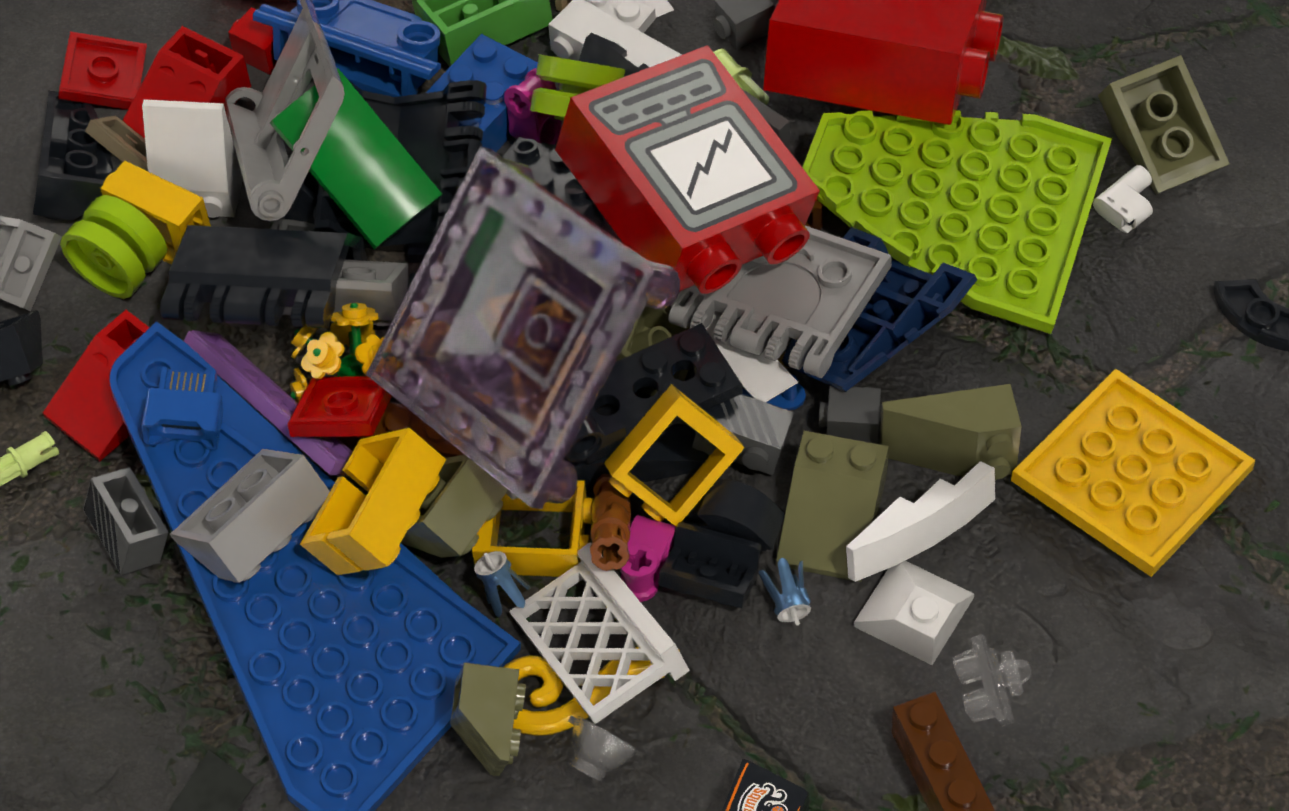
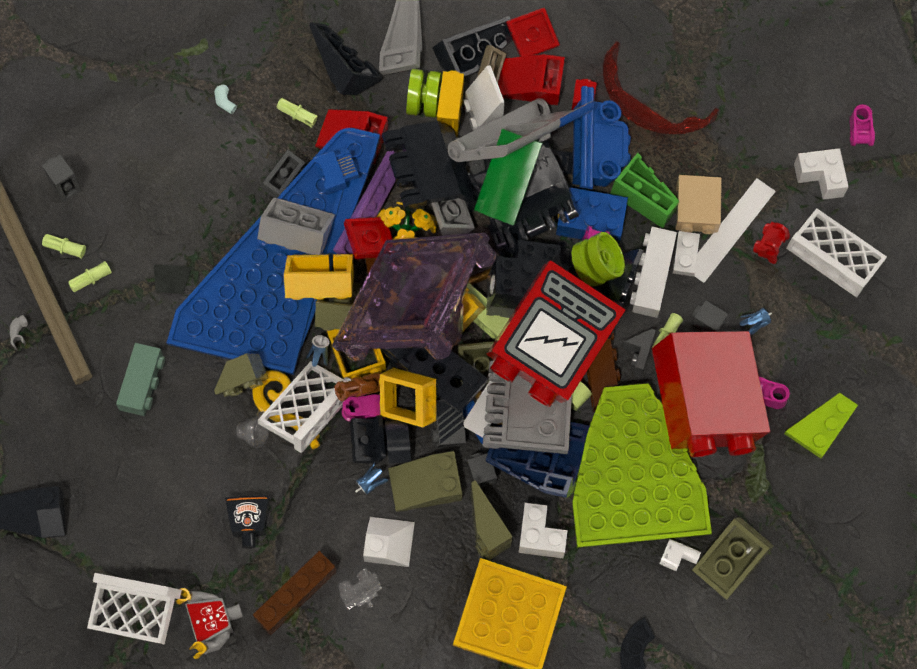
camera: 60 degrees right, 15 degrees up
(915, 527) = (424, 521): white slope -> none
(1023, 363) = (536, 538): none -> white brick

